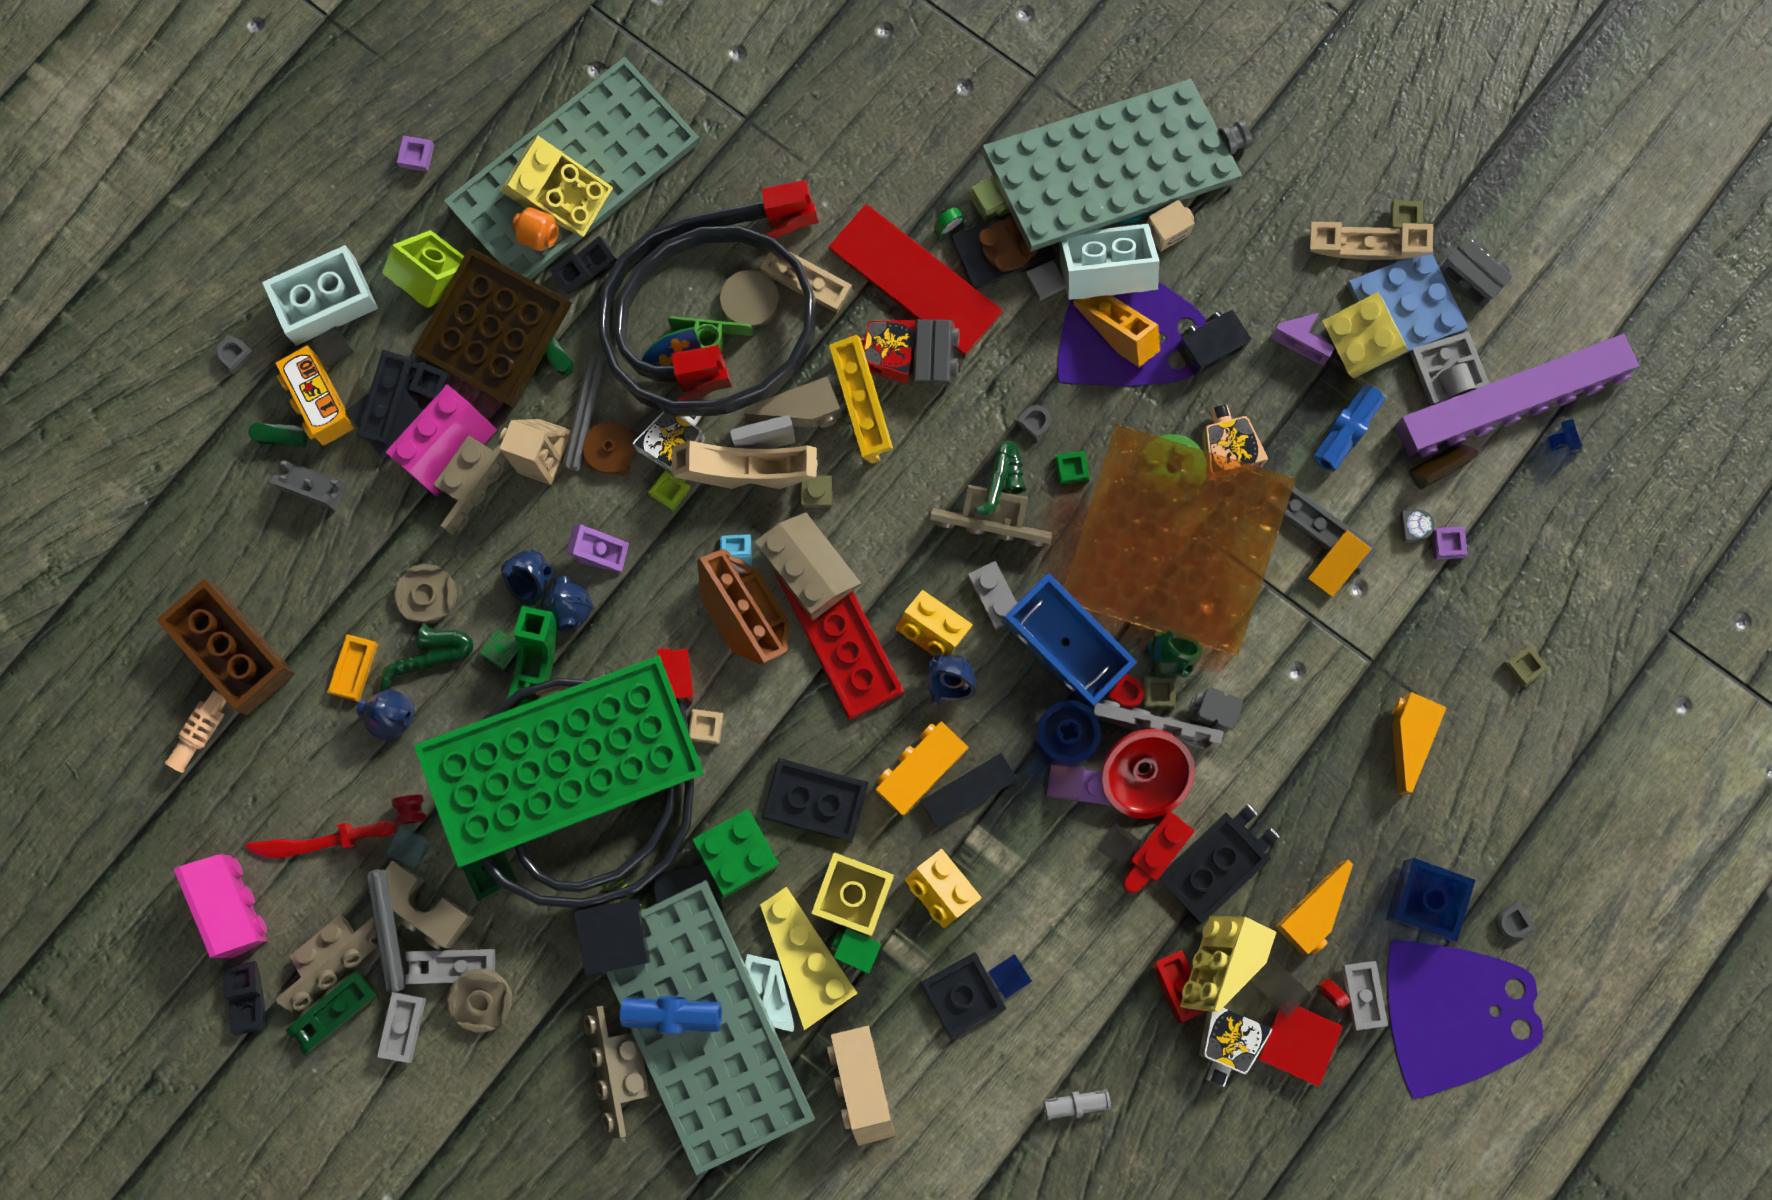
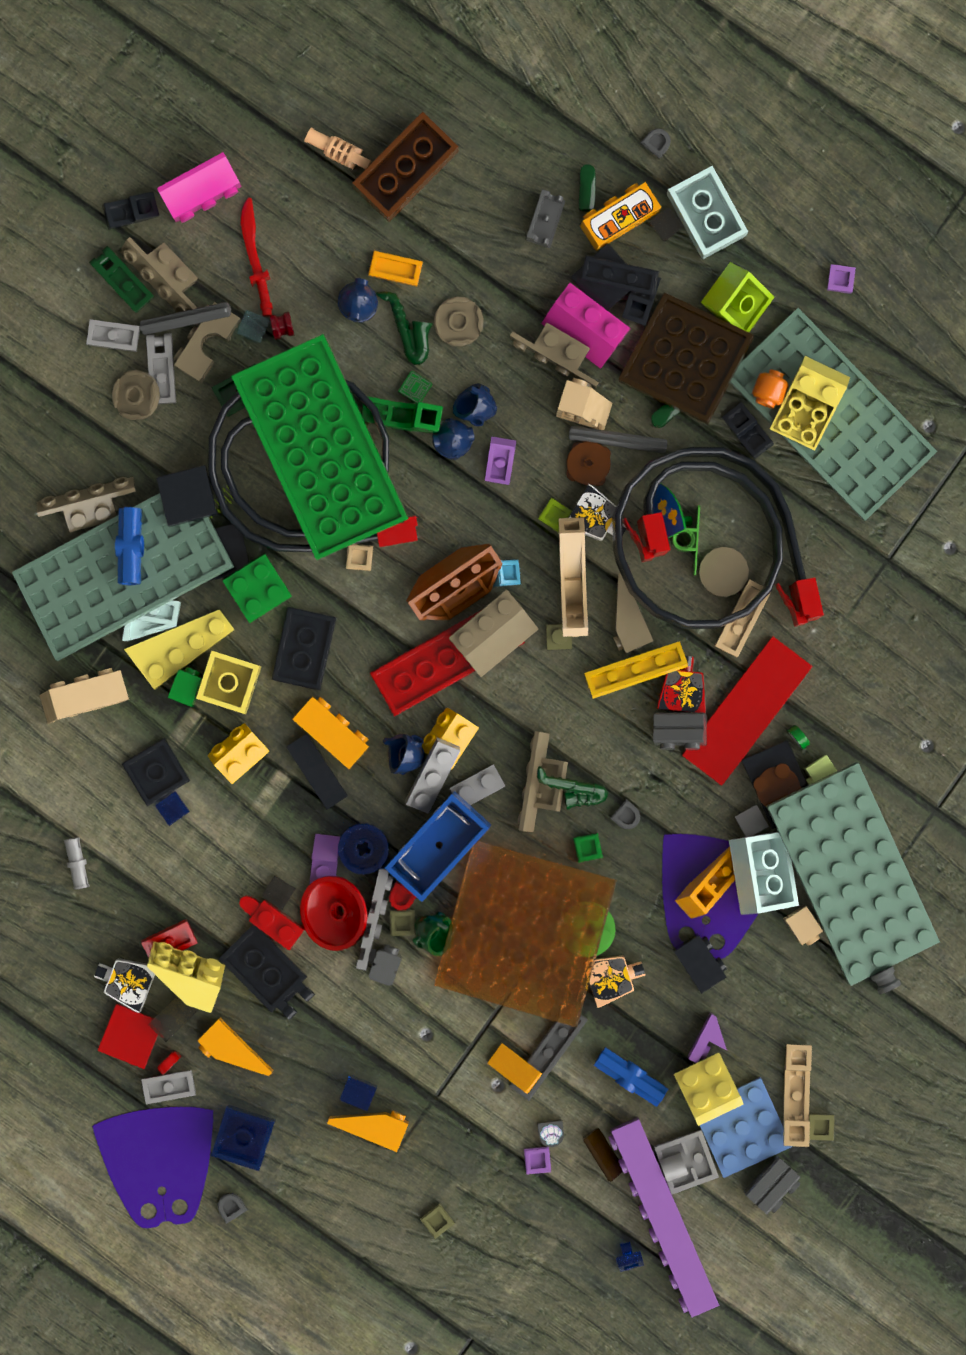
camera: 85 degrees right, 10 degrees up
(764, 434) = (599, 590): light grey tile -> none
(979, 645) = (432, 775): none -> light grey plate
(1371, 752) = (358, 1092): none -> clear blue panel

